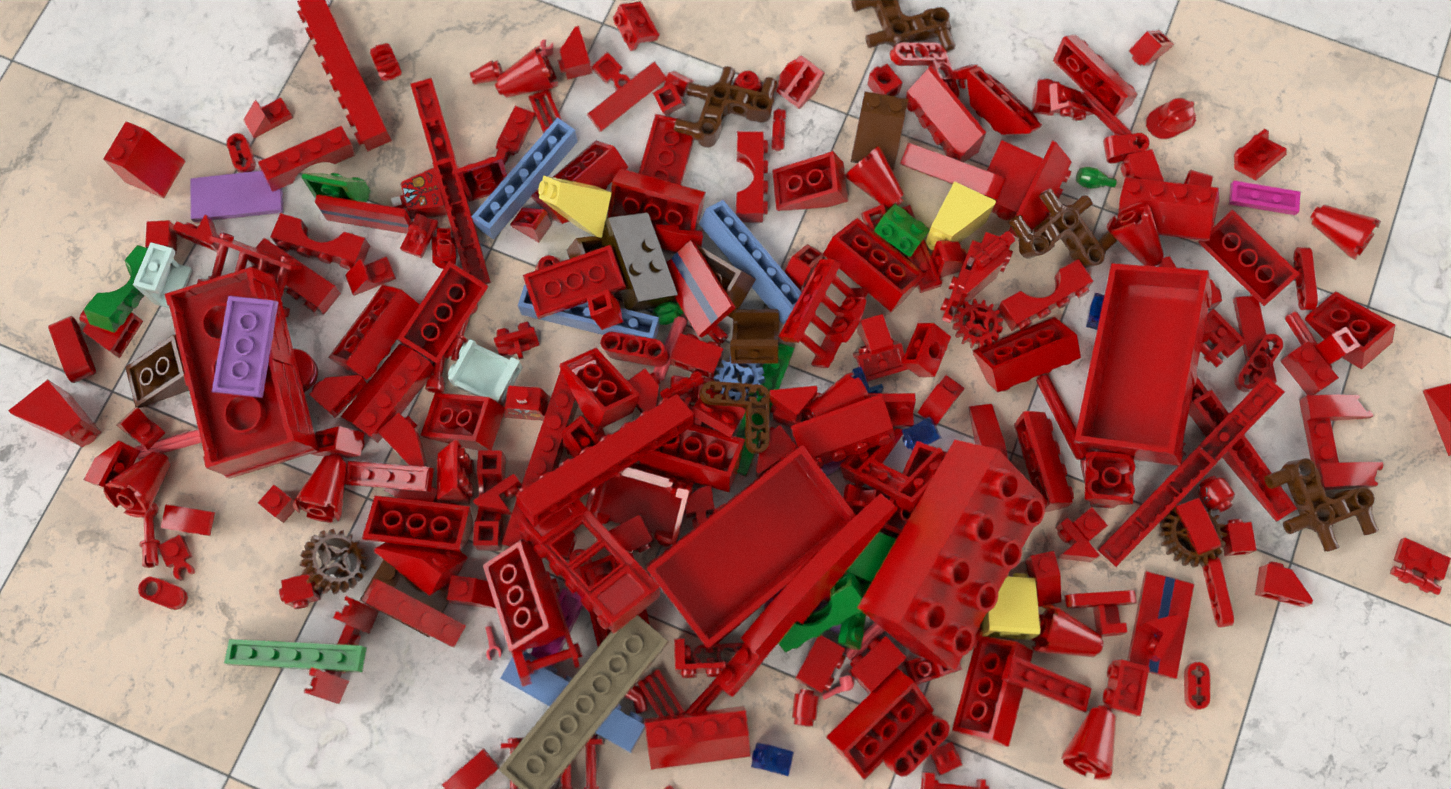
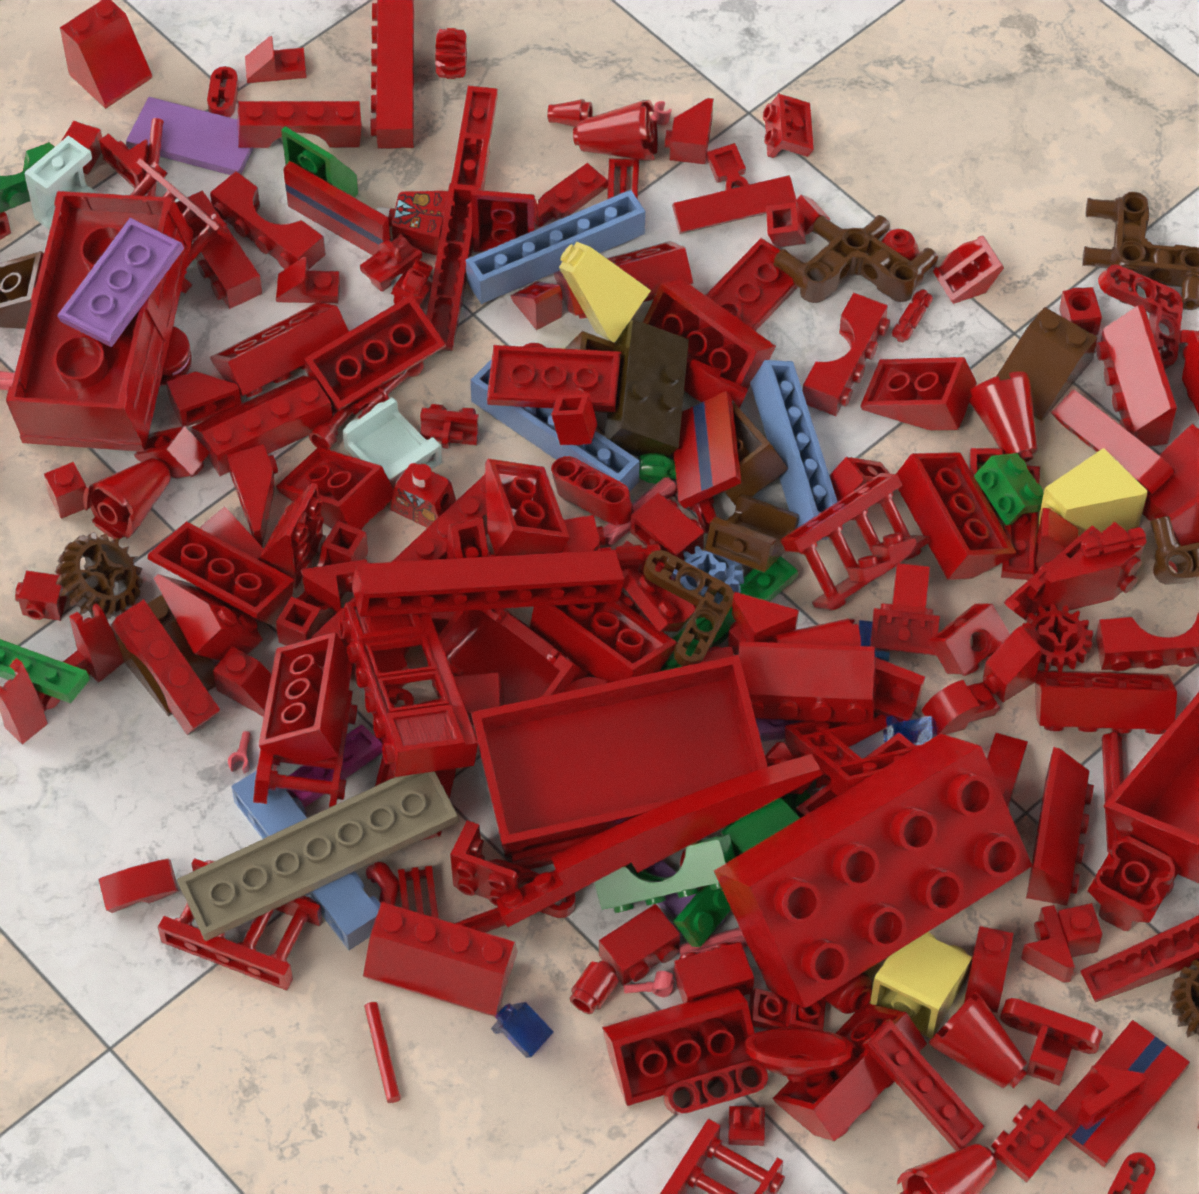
camera: 25 degrees right, 15 degrees down
(214, 218) = (154, 147): none -> red bar
(389, 476) = (214, 511): tile -> none
(962, 358) = (1012, 665): none -> red slope
(962, 698) = (799, 1052): none -> red dish

